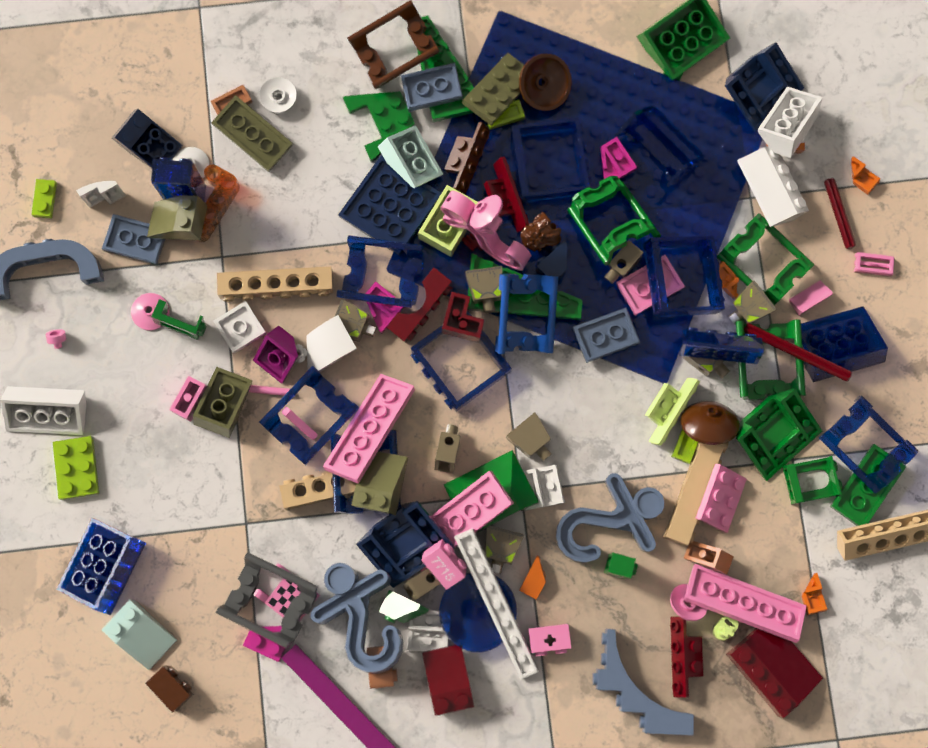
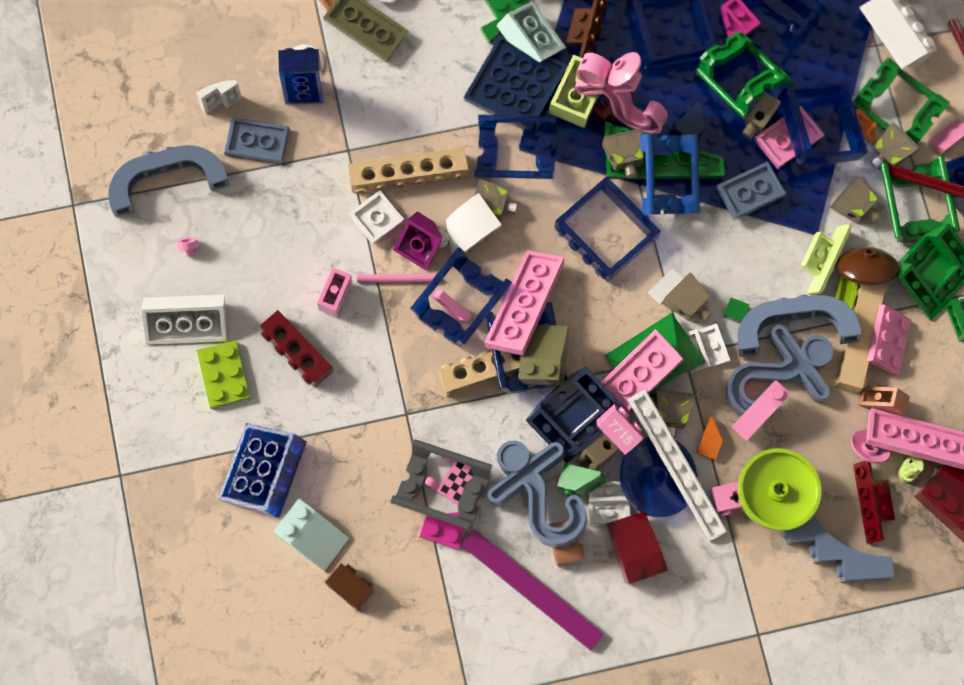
camera: 10 degrees left, 5 degrees down
(44, 198) = (158, 108): lime plate -> none
(133, 423) = (278, 323): none -> dark red brick
(138, 311) = (285, 219): bright pink dish -> none
(145, 139) = (256, 41): dark blue slope -> none
(160, 317) = (297, 210): green panel -> none
(178, 218) = (301, 113): olive slope -> none
(219, 191) = (334, 100): clear orange beam -> none
(222, 402) = (368, 293): olive slope -> none
(382, 313) = (520, 189): dark pink wing -> none
(405, 325) = (546, 199): dark red arch -> none
(447, 449) = (606, 319): dark tan torso -> none
(457, 321) = (603, 189): dark red brick -> none
(506, 190) = (628, 44): dark red bracket -> none
(511, 421) = (665, 286): none -> white sticker
(540, 233) = (674, 94): reddish brown hair -> none
(576, 452) = (736, 310): none -> green tile
(584, 558) = (760, 410): none -> bright pink slope
(592, 639) = (779, 489): none -> lime dish
(620, 566) = (797, 416): green brick -> none
(631, 459) = (797, 309): none -> sand blue arch
(721, 346) = (870, 187): clear blue slope -> none

